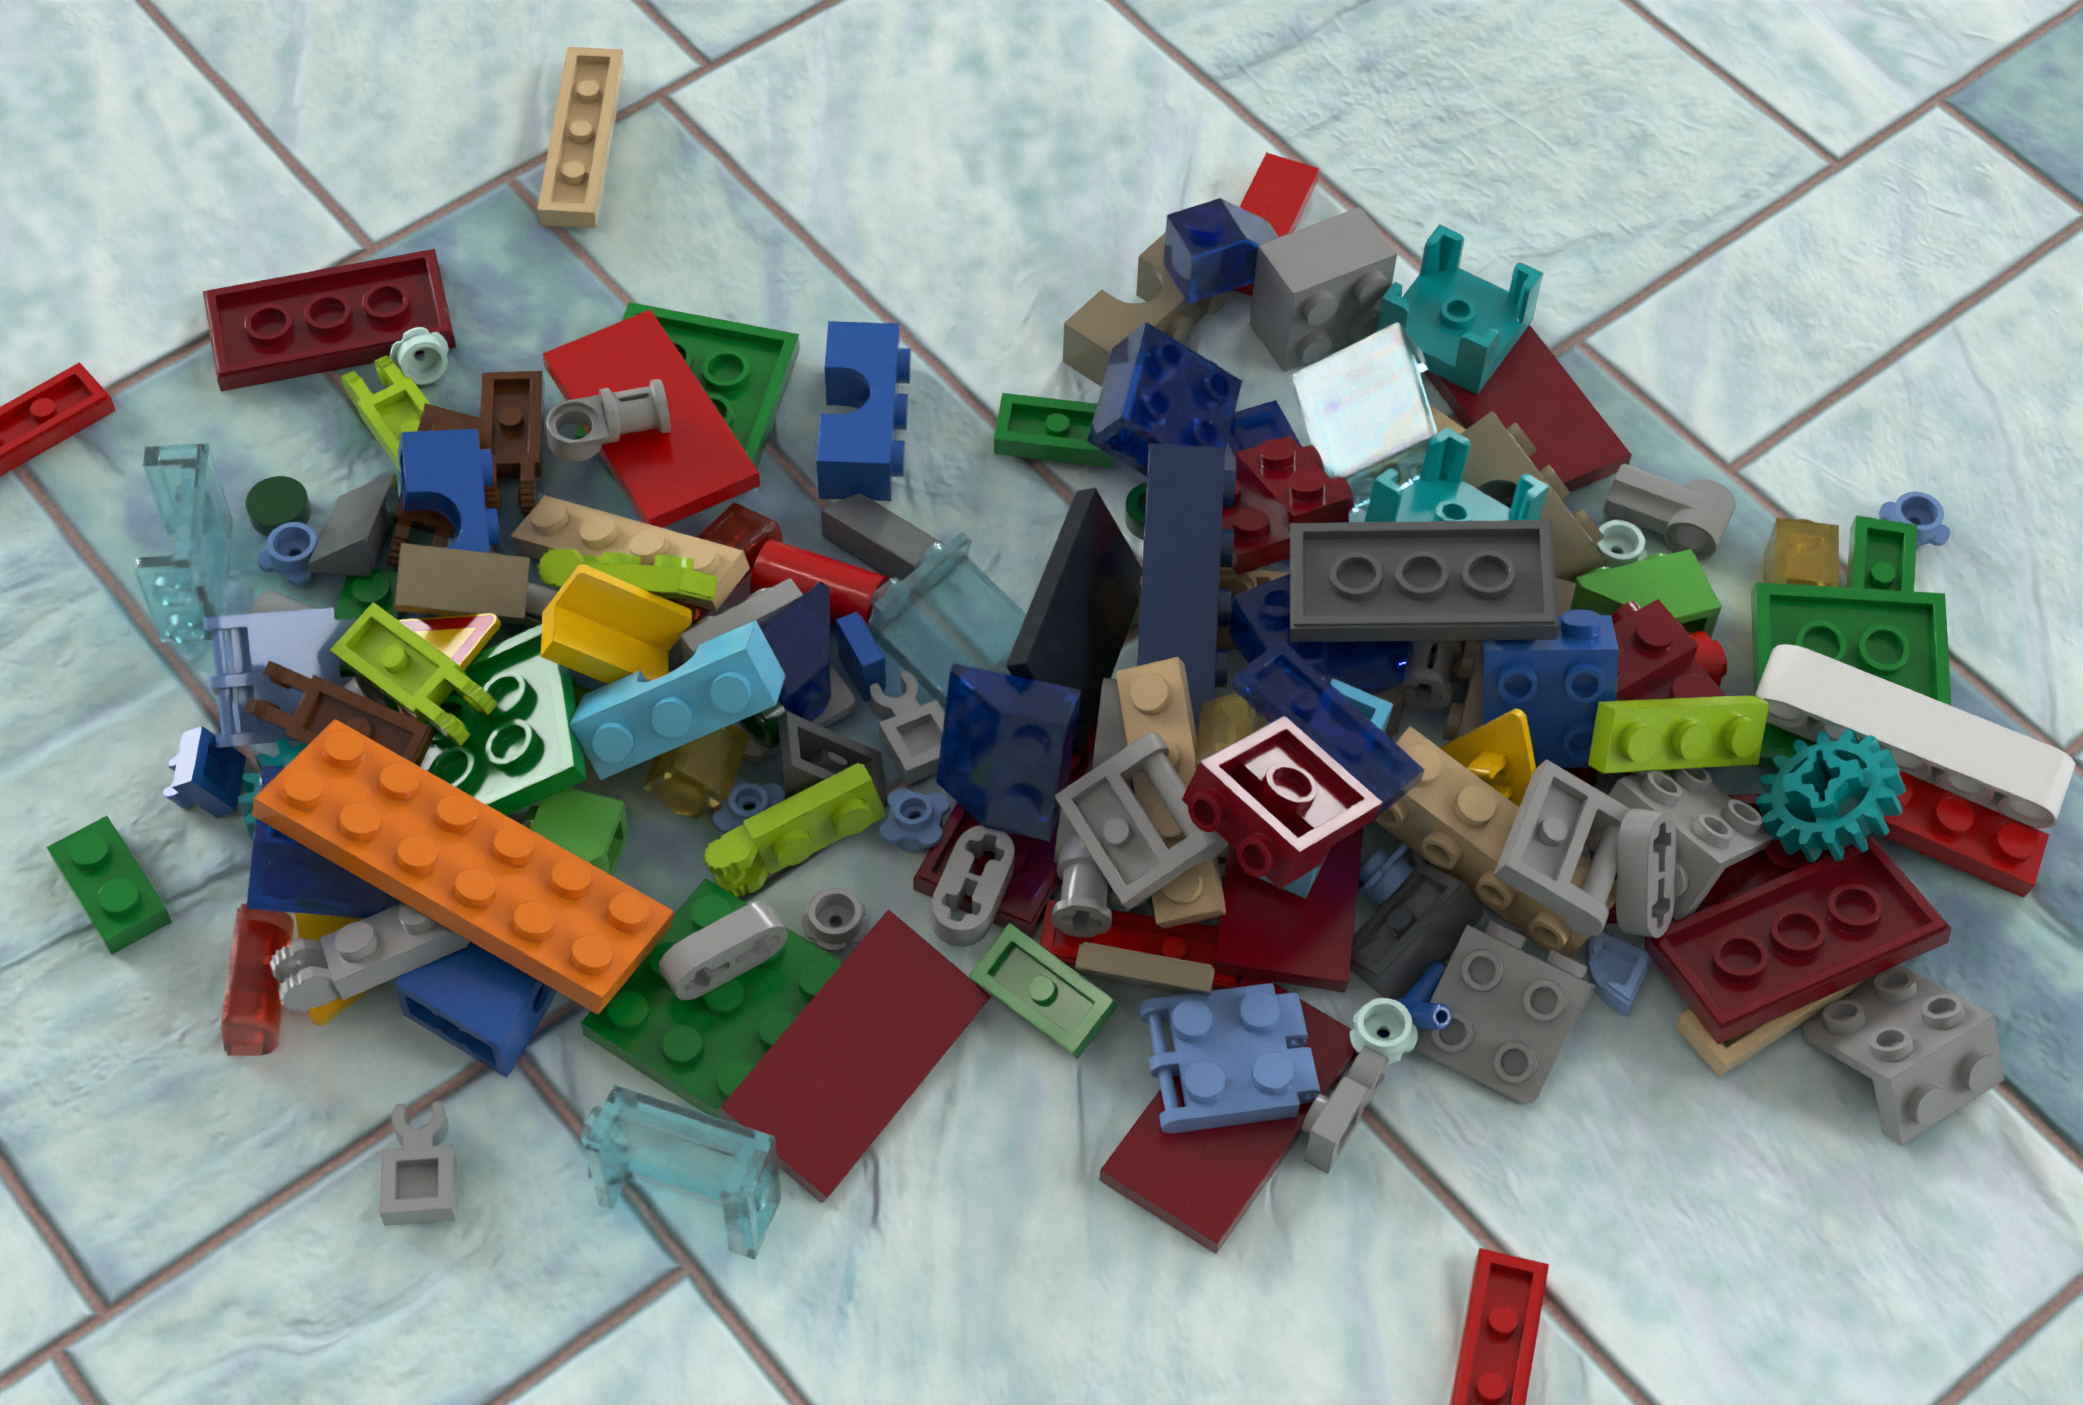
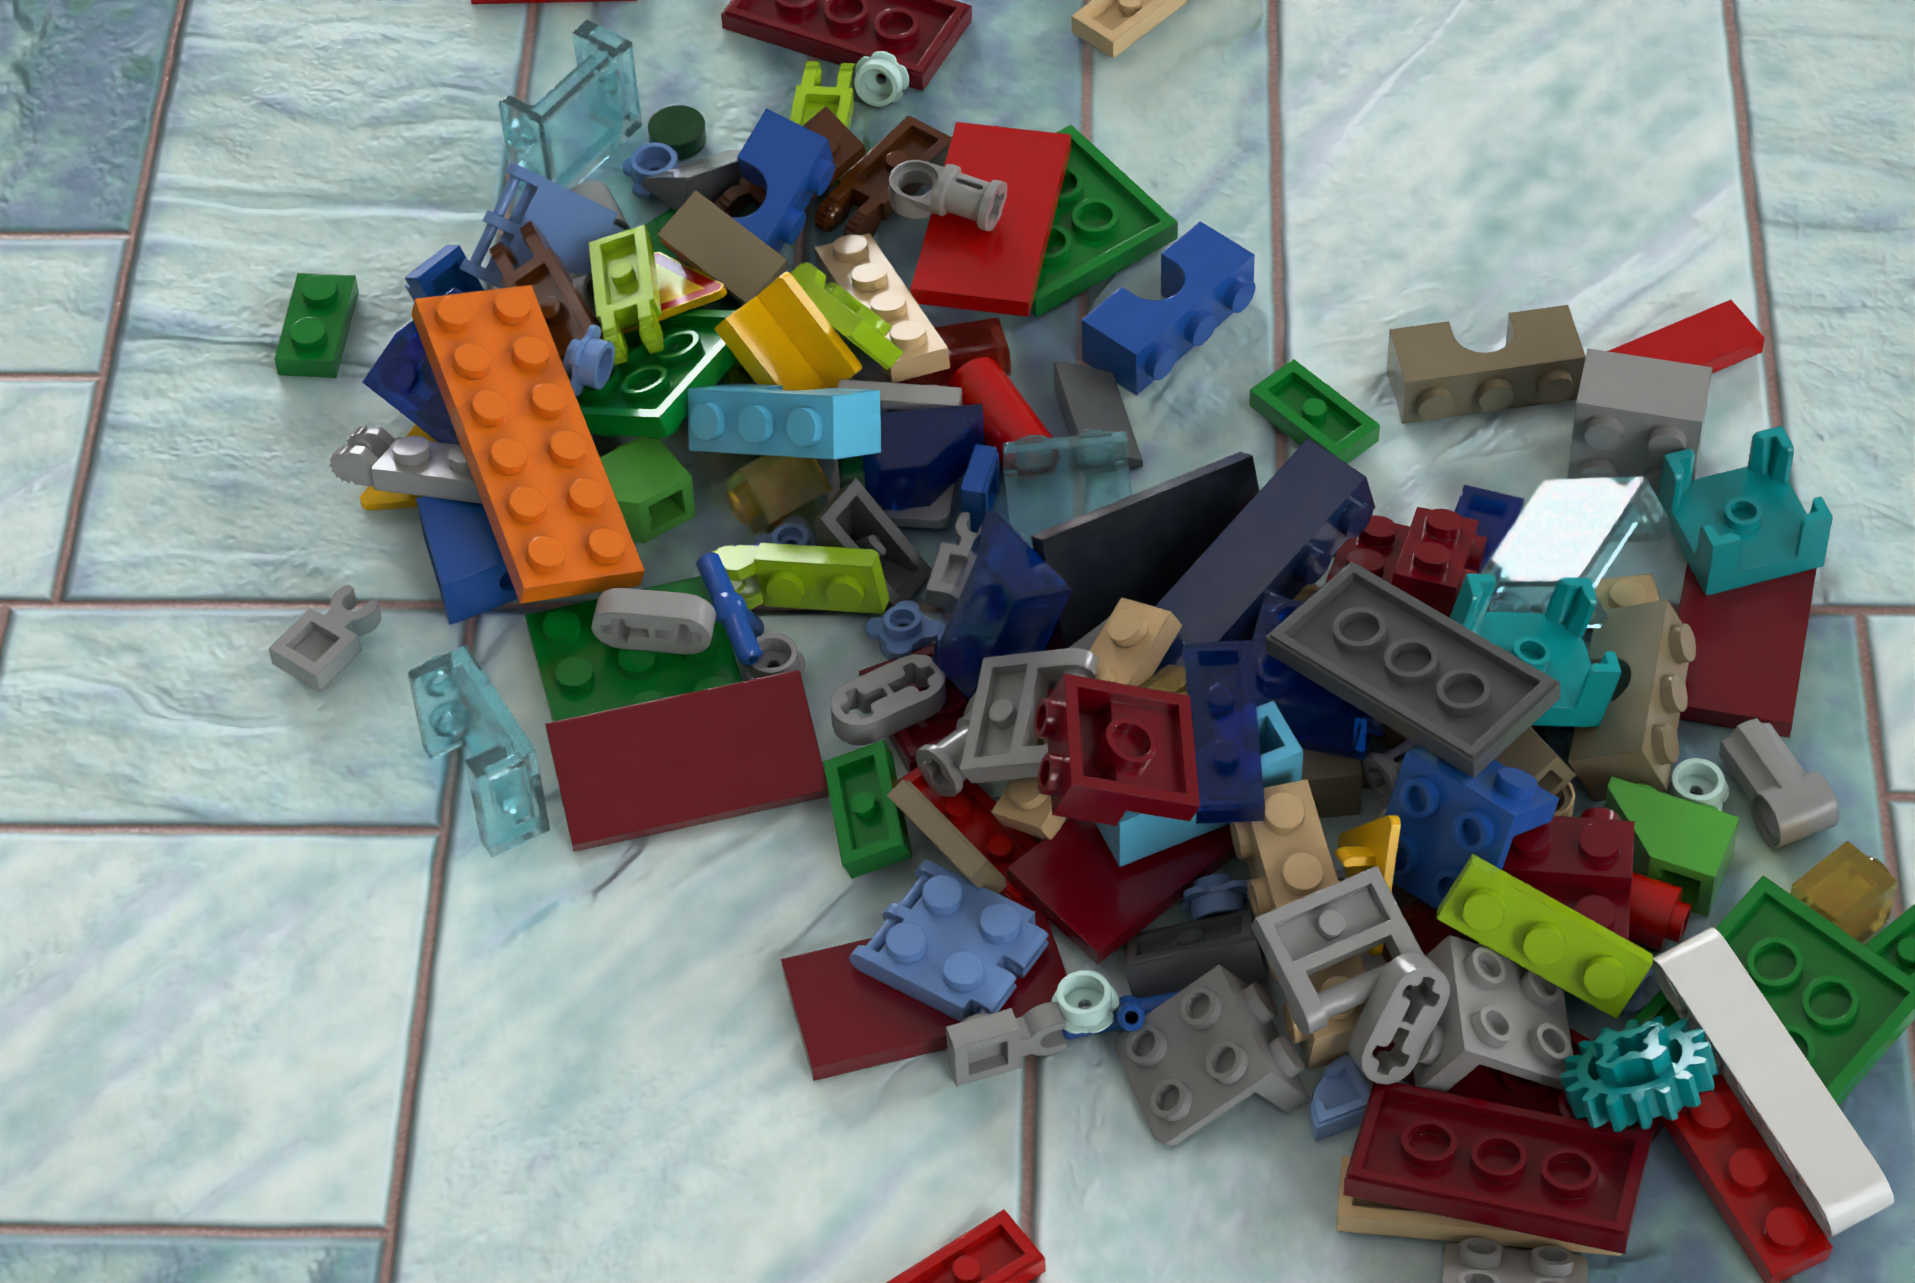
camera: 45 degrees right, 5 degrees down
(251, 996) = (308, 458): clear red brick -> none
(448, 754) = (589, 360): none -> medium blue plate
(776, 893) = (731, 609): none -> blue piece
(1161, 396) = (1406, 438): clear blue brick -> none
(1213, 248) = (1558, 327): clear blue slope -> none

